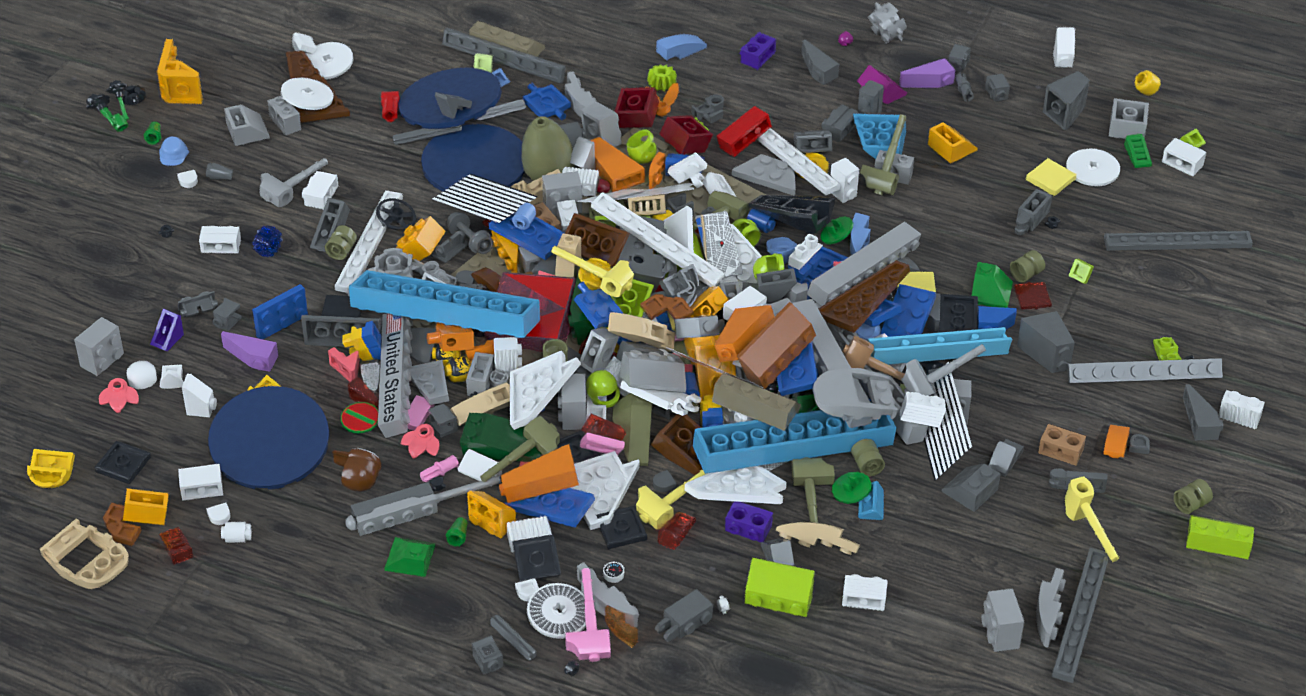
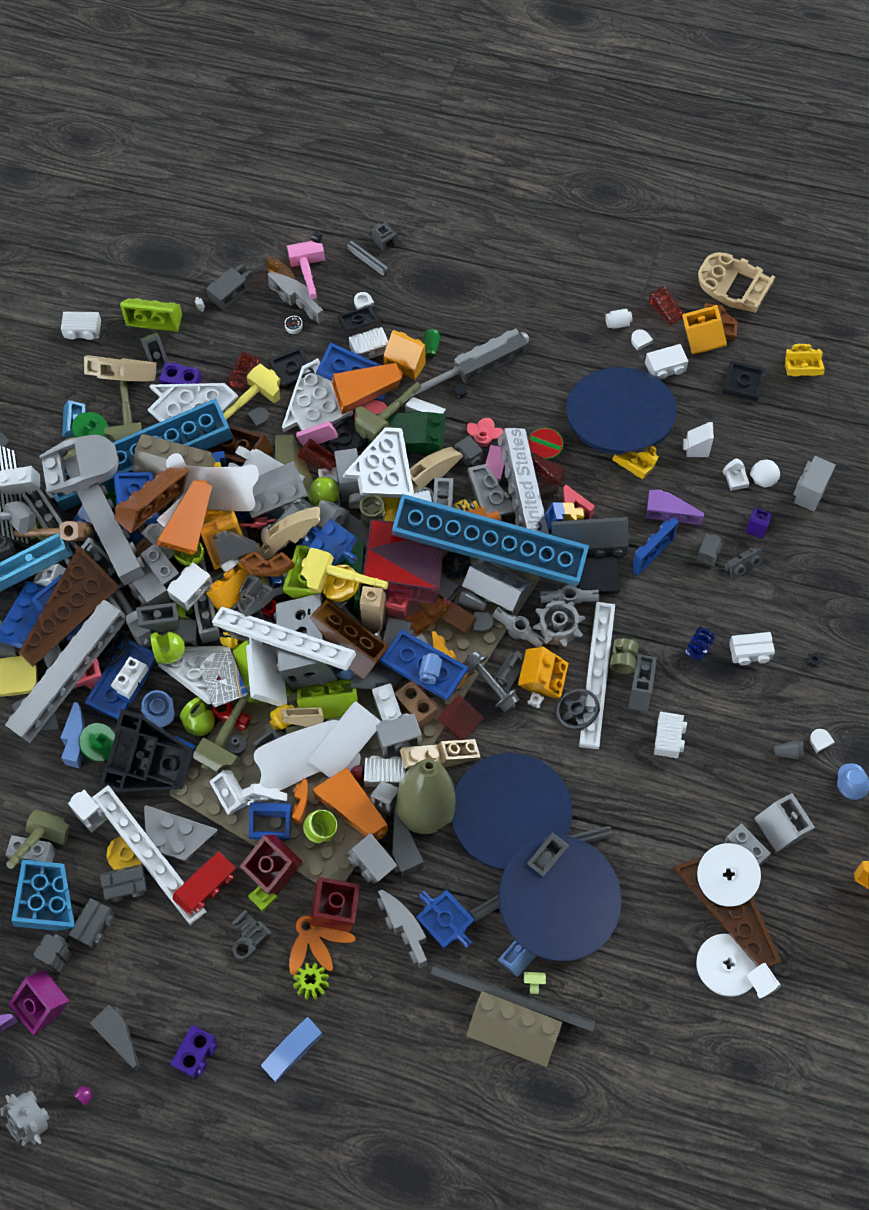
camera: 175 degrees right, 20 degrees up
(118, 396) = (776, 448): coral plate -> none
(281, 192) = (715, 726): light grey piece -> none
(359, 469) = (530, 389): reddish brown piece -> none
(390, 105) = (630, 891): red piece -> none
(410, 556) = (466, 317): green slope -> none
(439, 468) = (460, 404): bright pink axle -> none
(484, 198) = (483, 721): sticker -> none
(545, 617) = (346, 281): piece -> none

